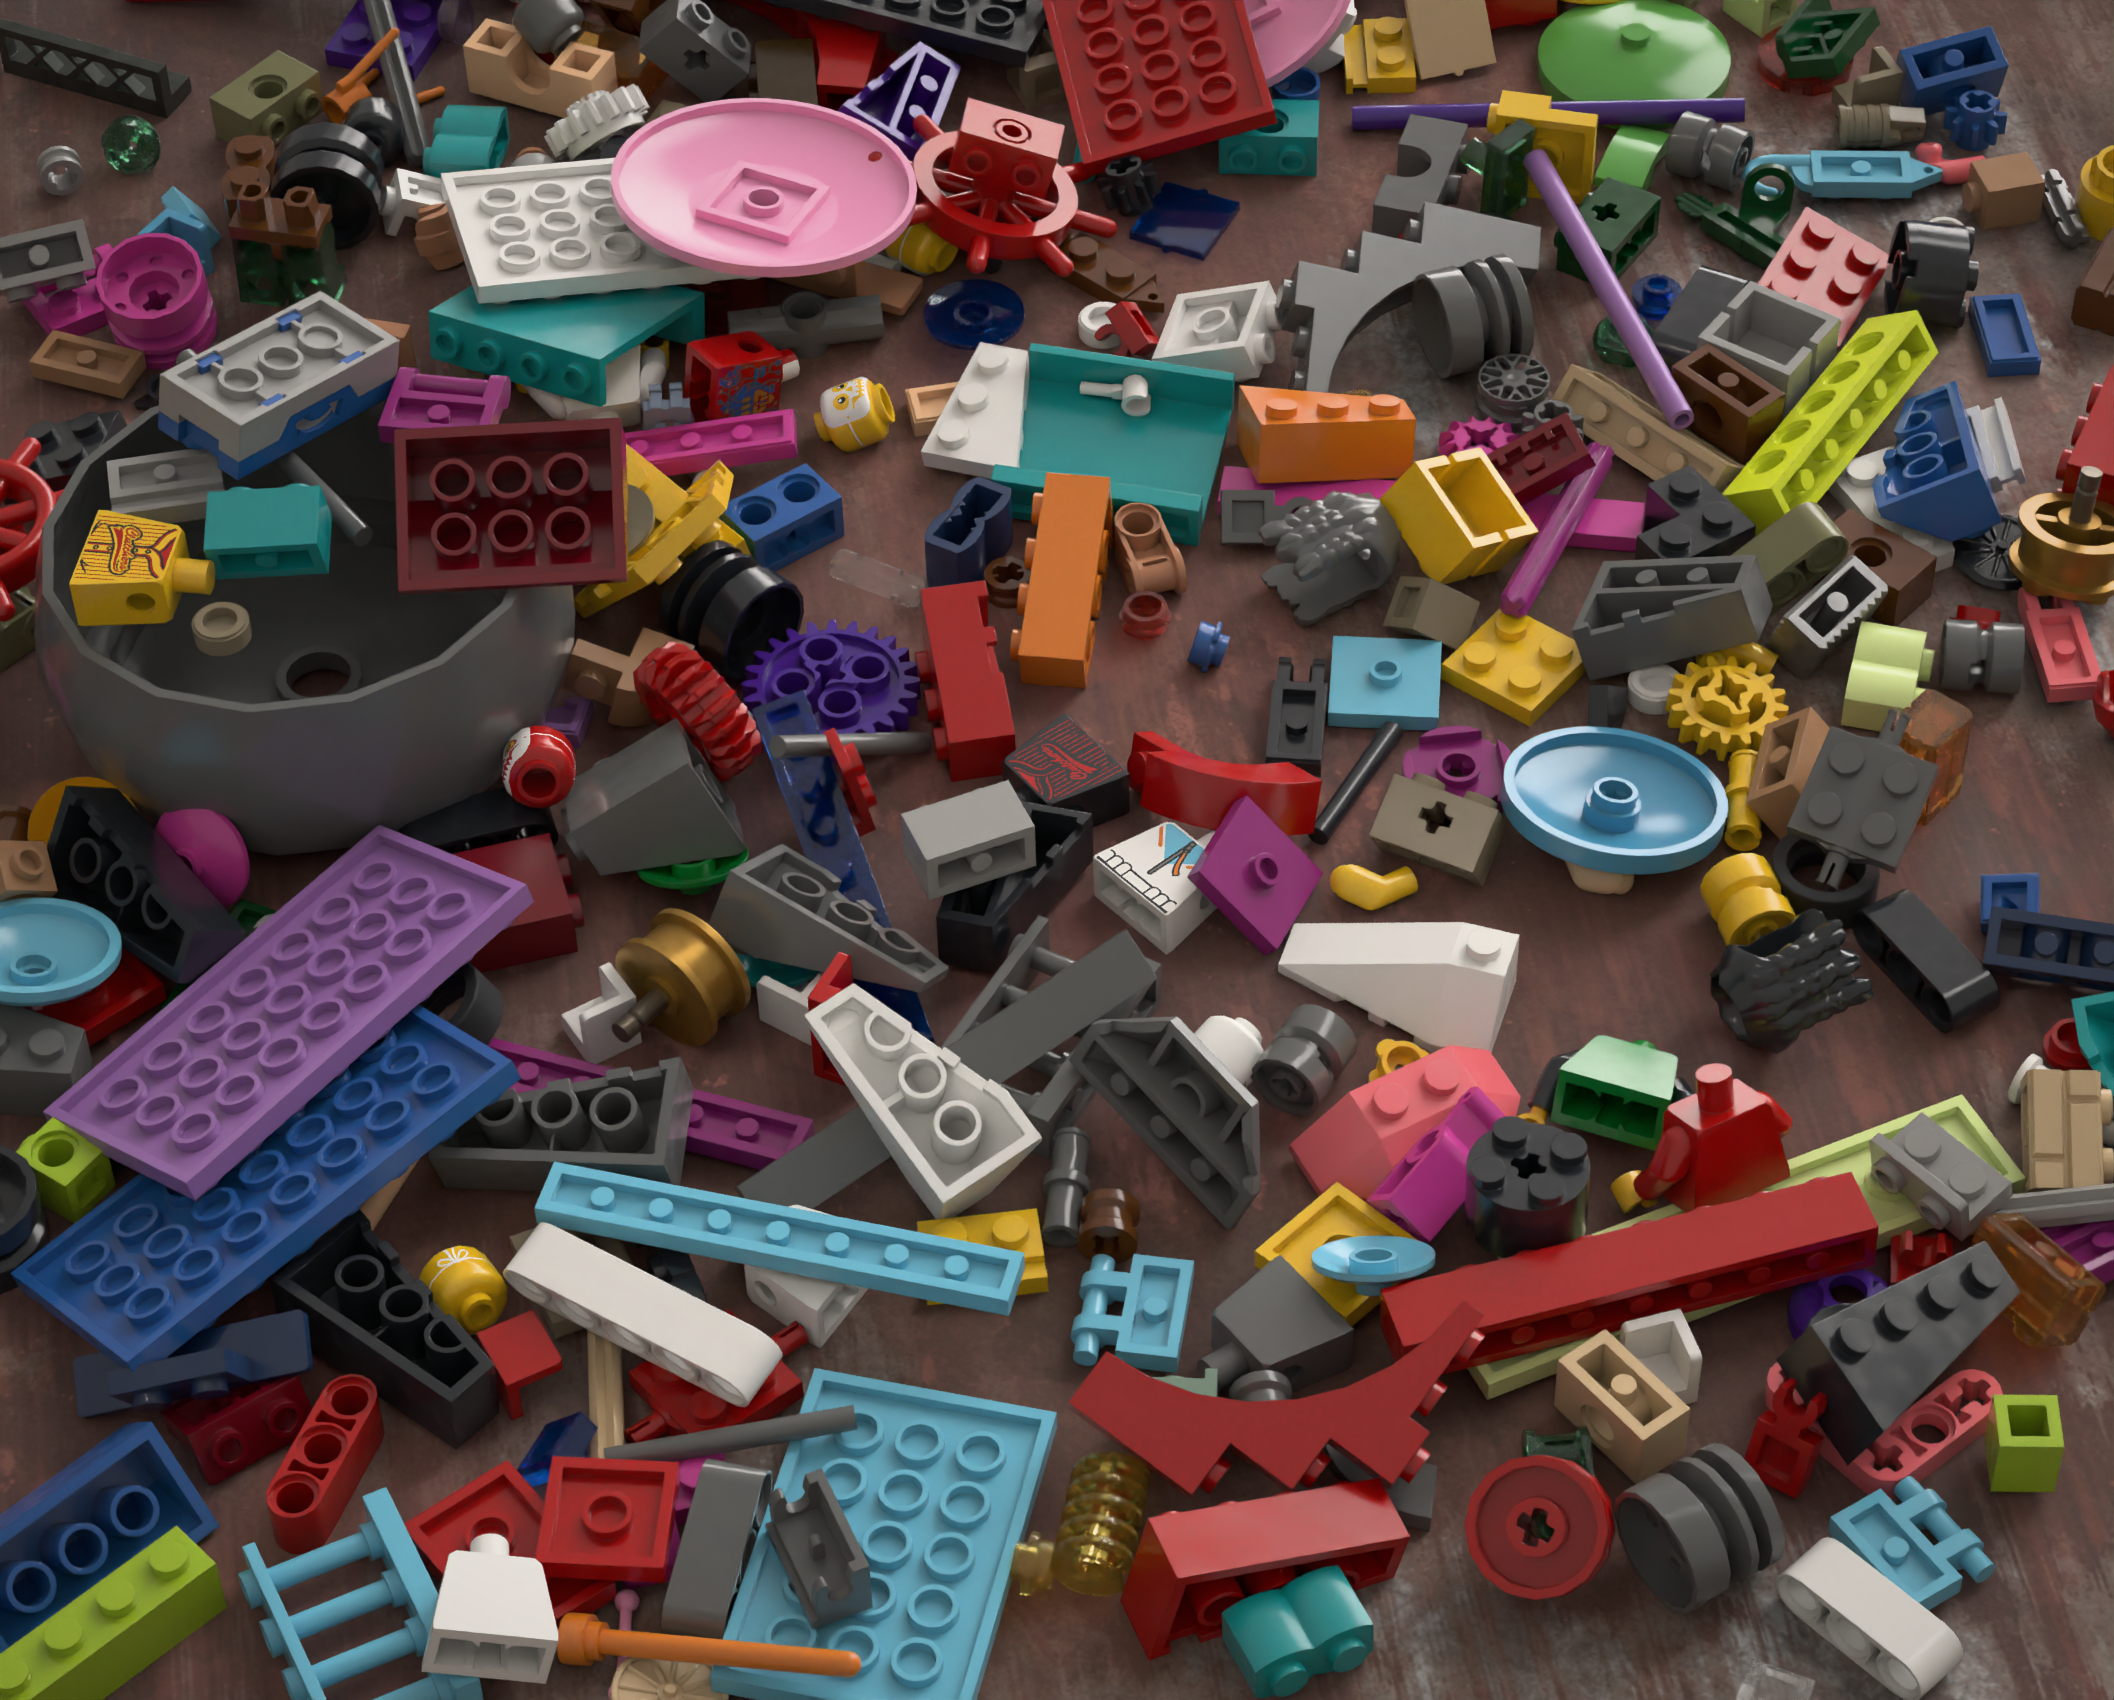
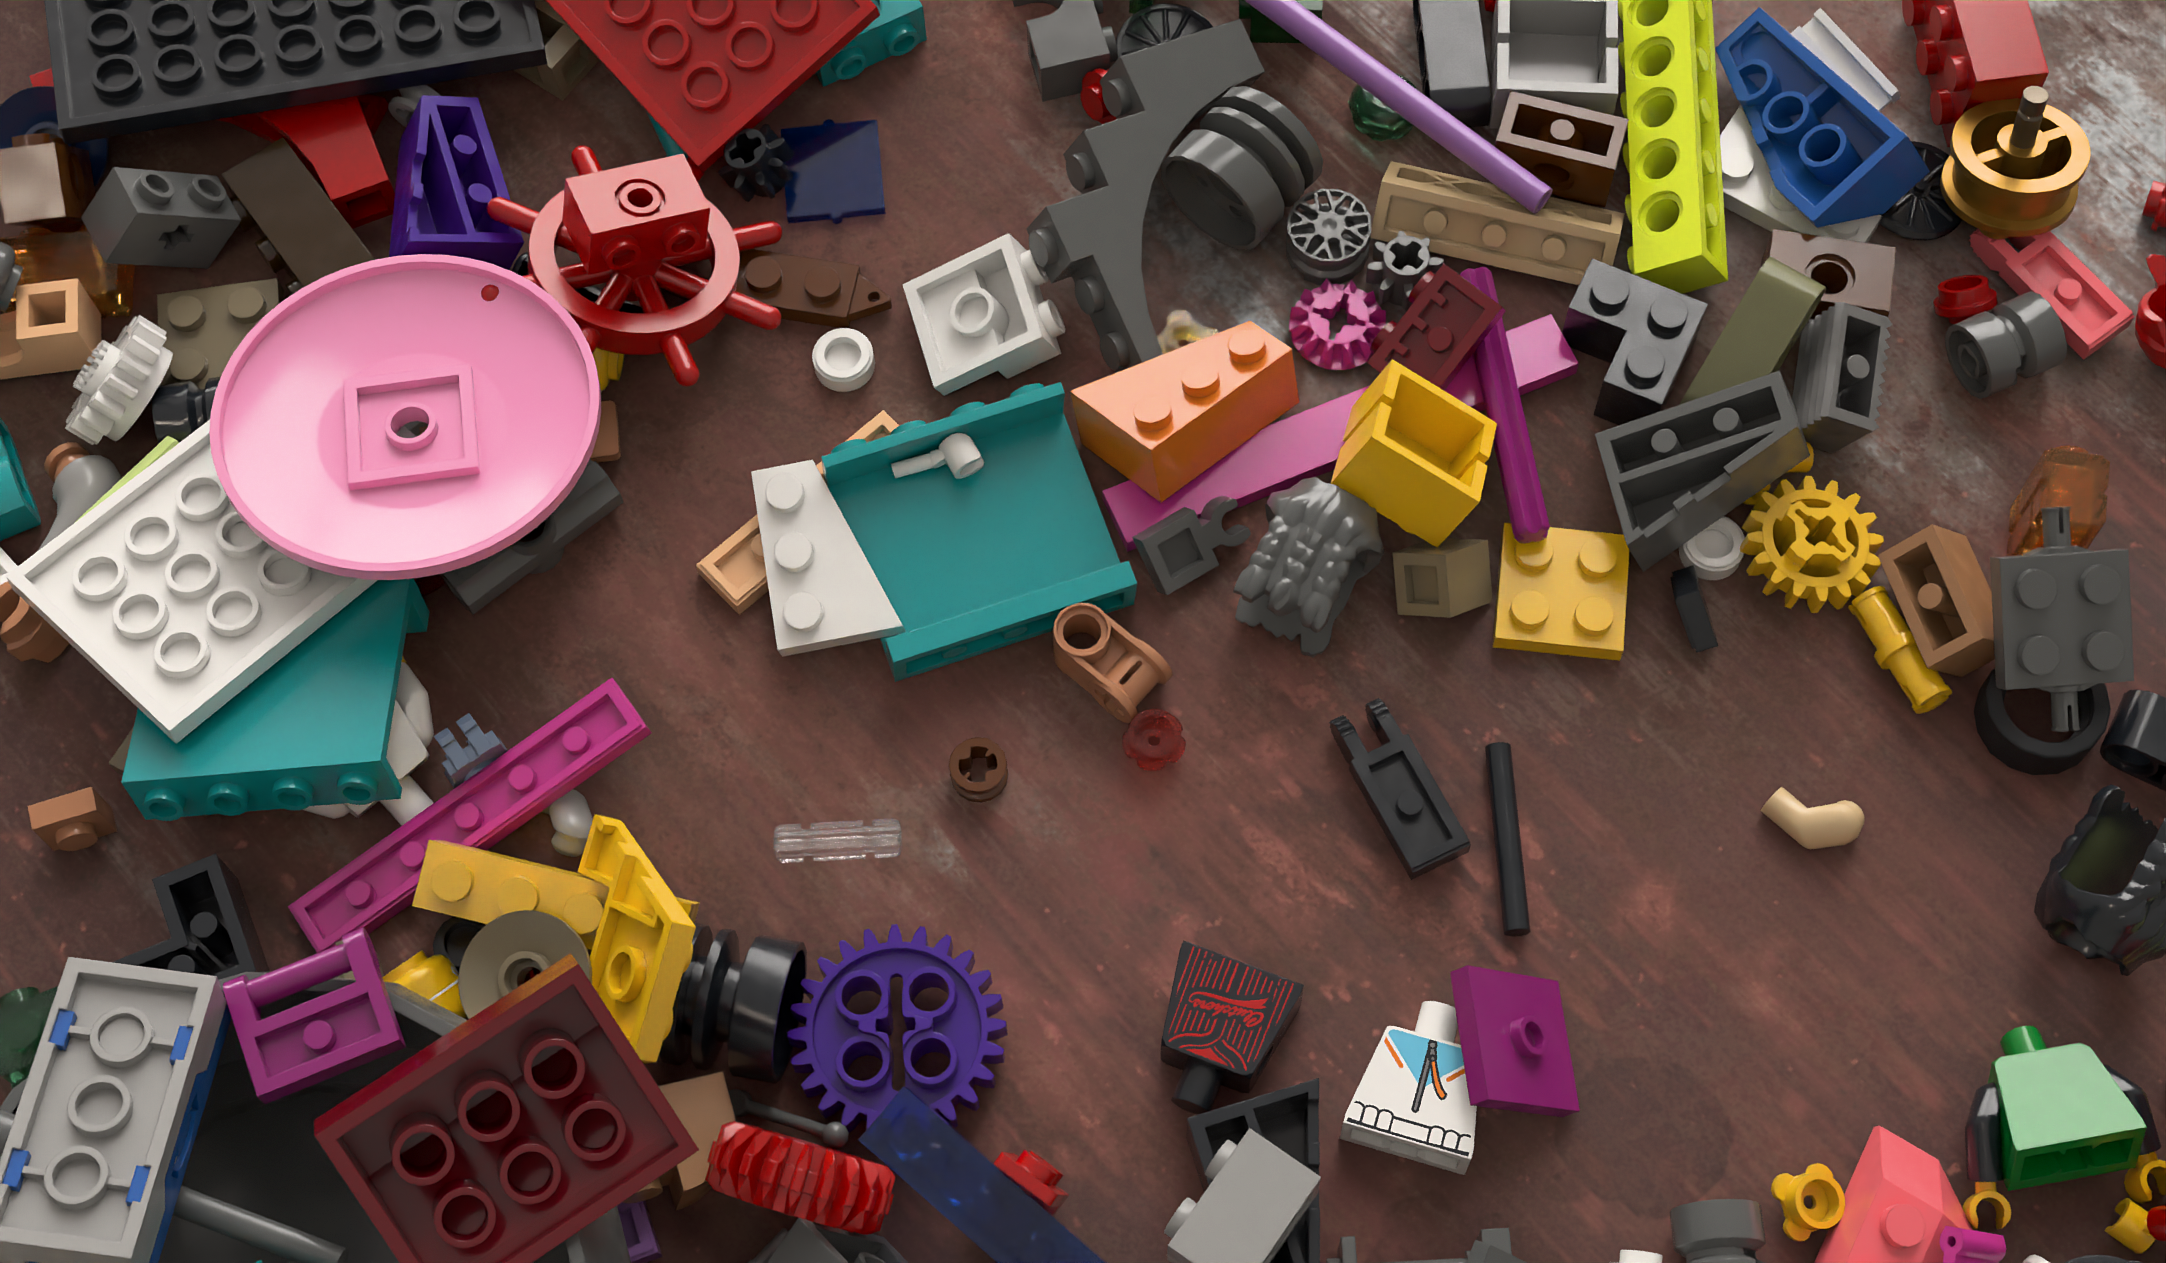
camera: 30 degrees left, 20 degrees up
(735, 375) = (515, 666): red torso -> none
(787, 517) = (701, 828): blue brick -> none
(854, 414) = (670, 635): yellow head -> none
(866, 744) = (995, 1129): dark grey bar -> none
(964, 682) = (1047, 958): red wedge -> none
(969, 534) = (914, 747): dark blue brick -> none
(973, 313) = (716, 403): clear blue dish -> none
(1064, 581) = (1058, 754): orange wedge -> none
(1131, 327) = (893, 360): red tile -> none
(1204, 789) = (1404, 963): red arch -> none
(1208, 645) = (1245, 743): blue plate -> none
(1370, 889) = (1617, 977): yellow arm -> none
(1384, 682) = (1450, 688): medium azure plate -> none
(1424, 977) = (1759, 1073): white wedge -> none
(1460, 850) = (1685, 885): dark tan brick -> none
(1461, 749) = (1601, 810): magenta plate -> none
(1614, 800) = (1797, 736): dark azure dish -> none
(1655, 295) = (1380, 44): clear blue plate -> none
(1745, 898) = (2008, 795): yellow wheel -> none
(1885, 674) = (1932, 422): yellowish green brick -> none

